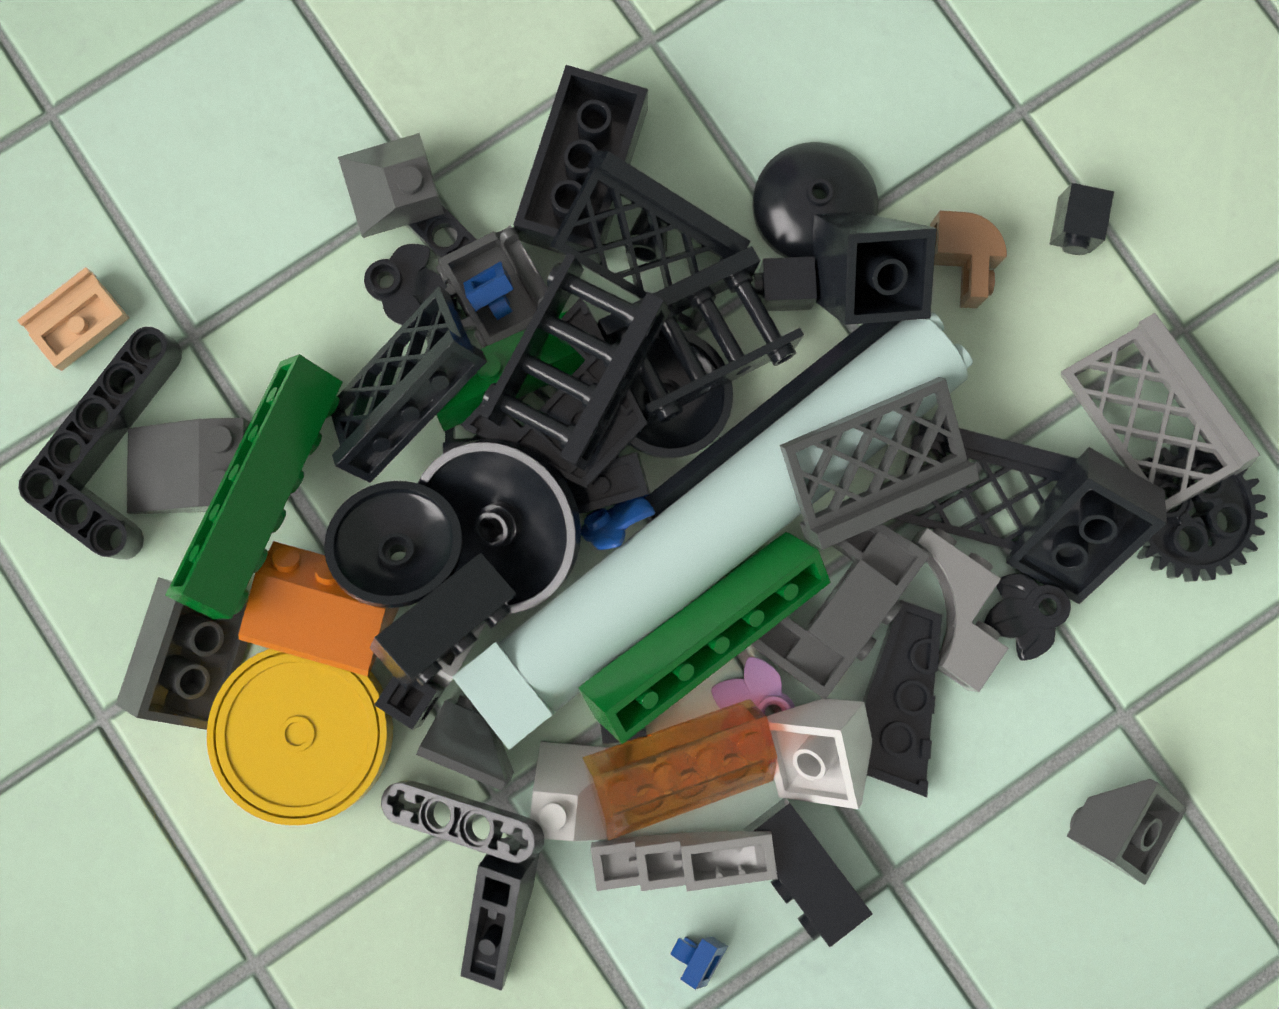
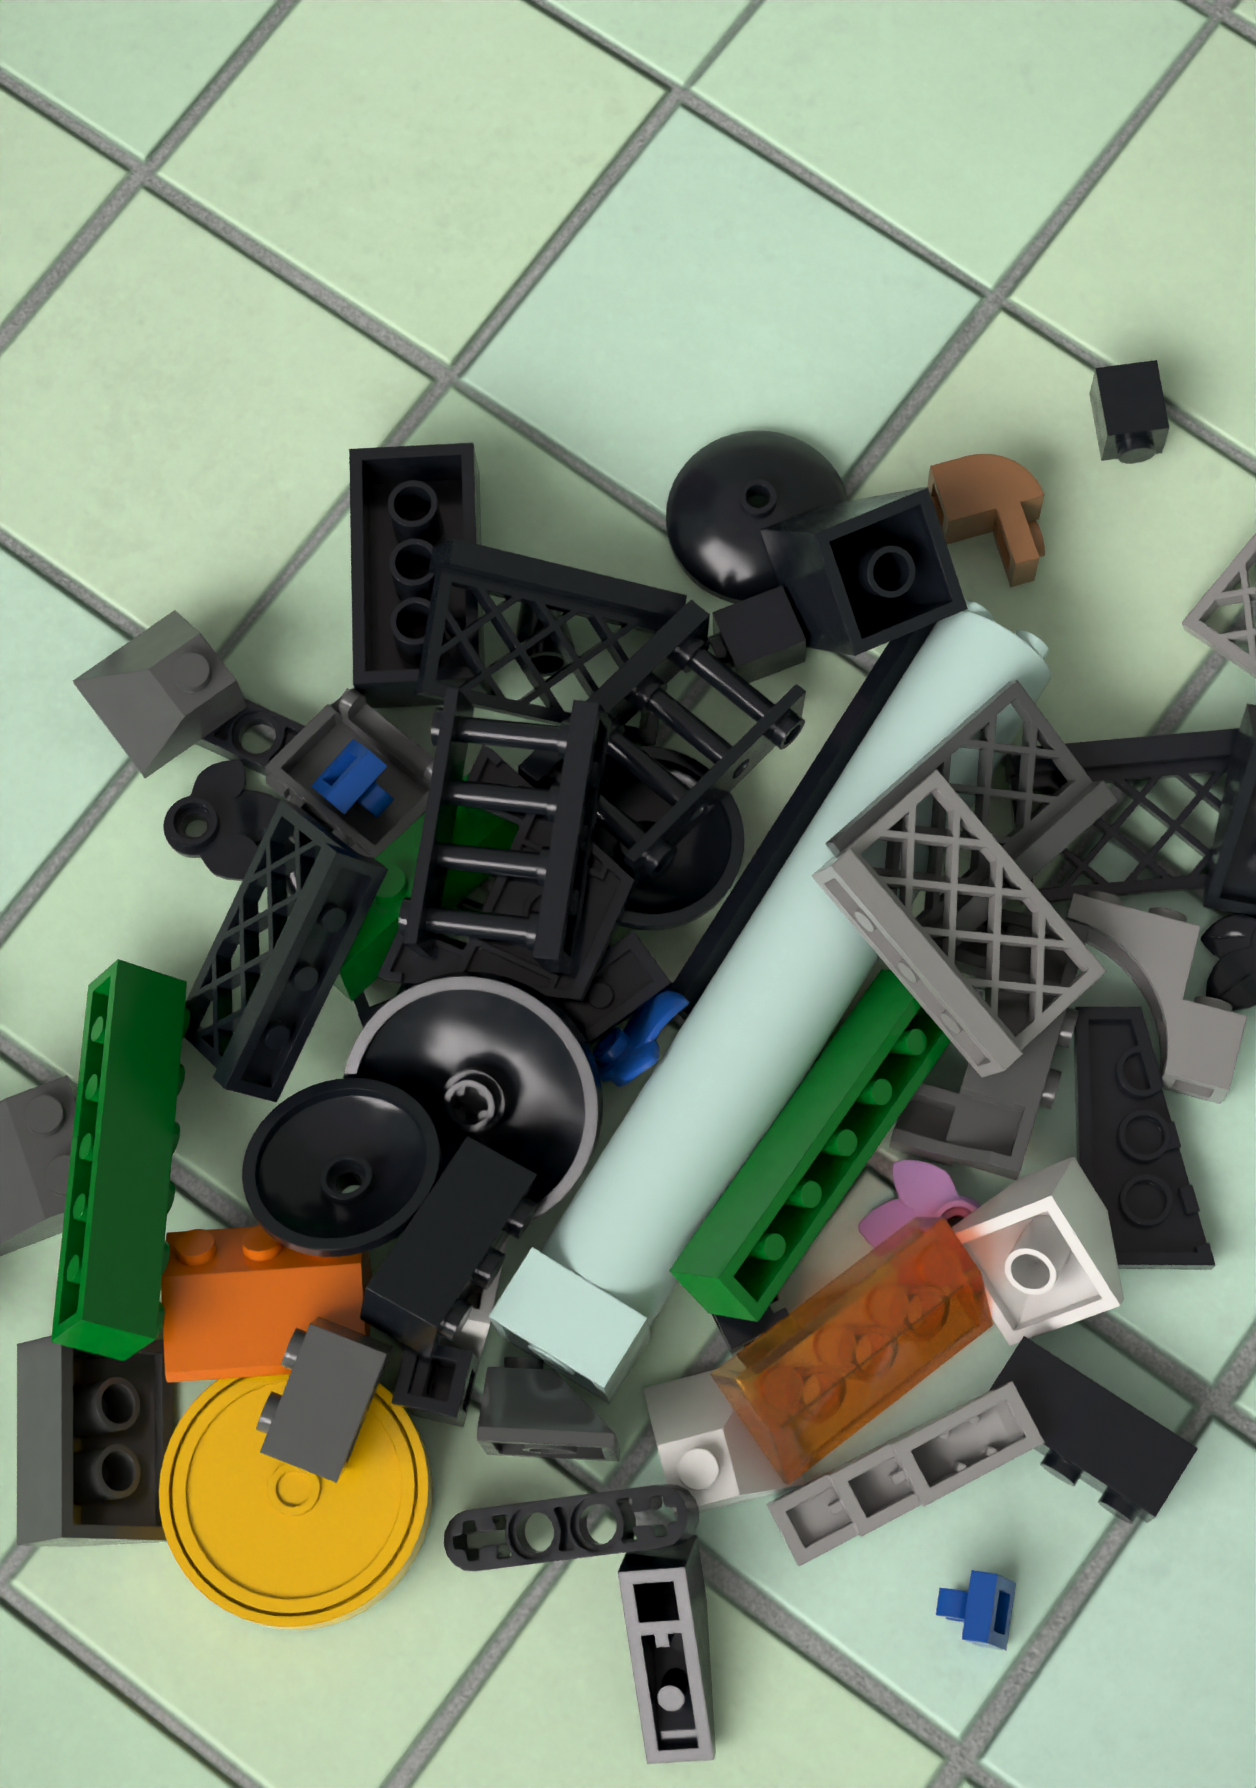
camera: 10 degrees left, 10 degrees down
(330, 691) = (324, 1397): none -> dark grey brick
(810, 537) = (917, 959): none -> light grey fence

